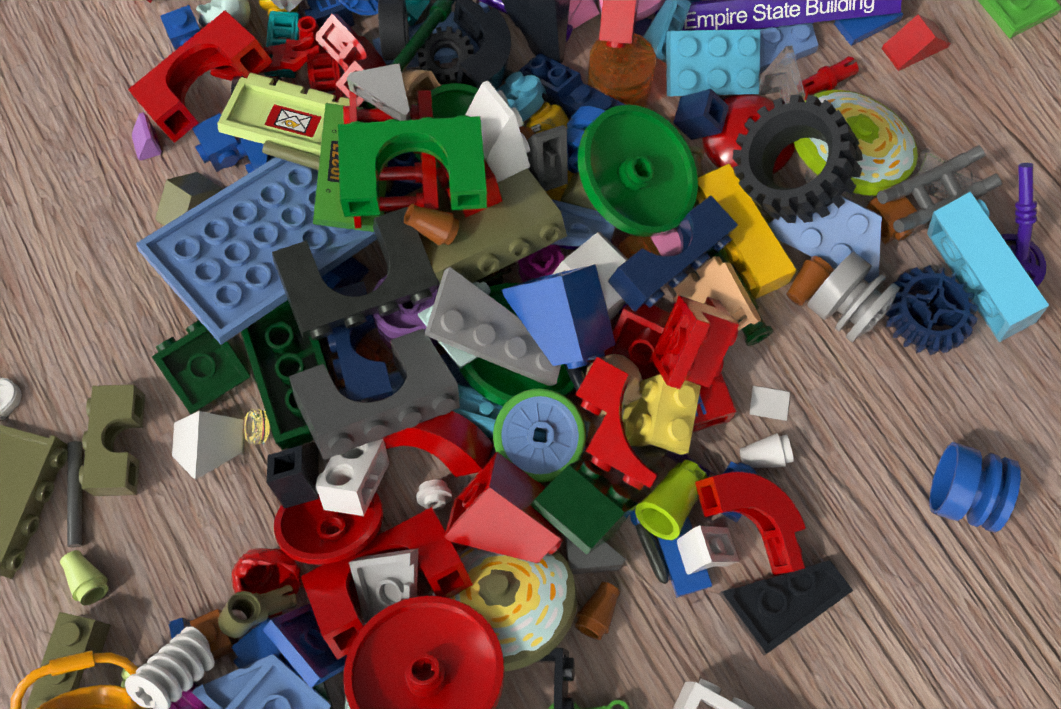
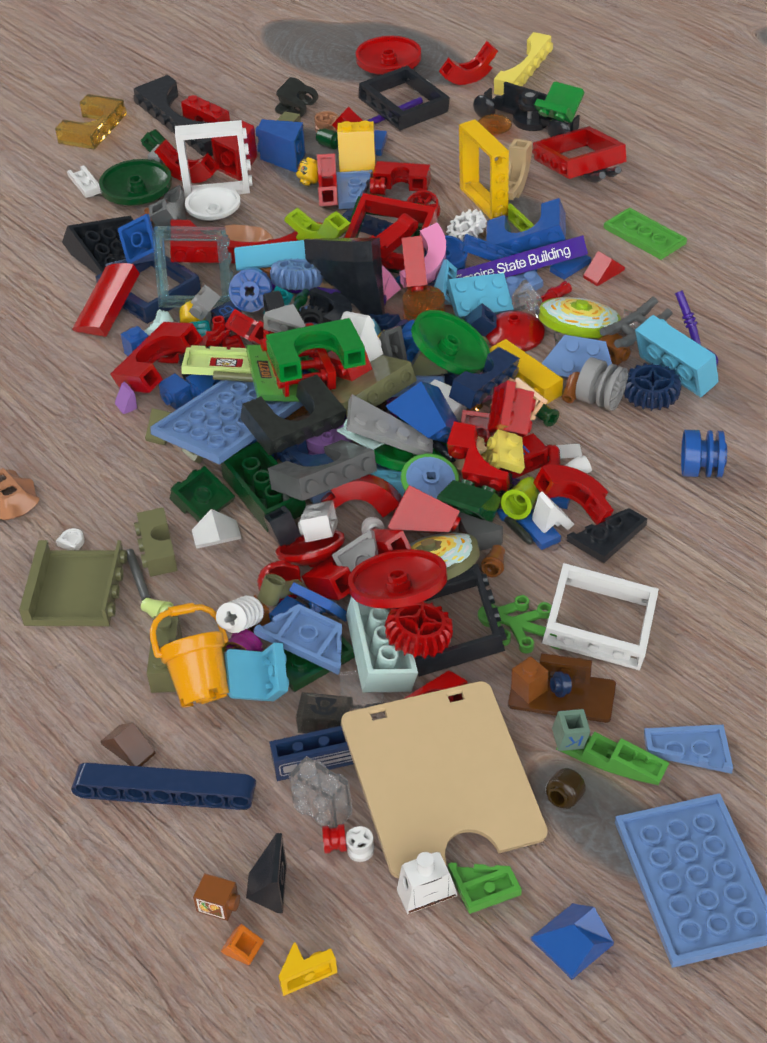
camera: 10 degrees left, 25 degrees down
(256, 426) = (247, 517): clear tile -> none
(432, 223) = (335, 379): dark orange cone -> none
(741, 423) = (554, 455): none -> red arm
(775, 132) = (533, 309): black tyre -> none

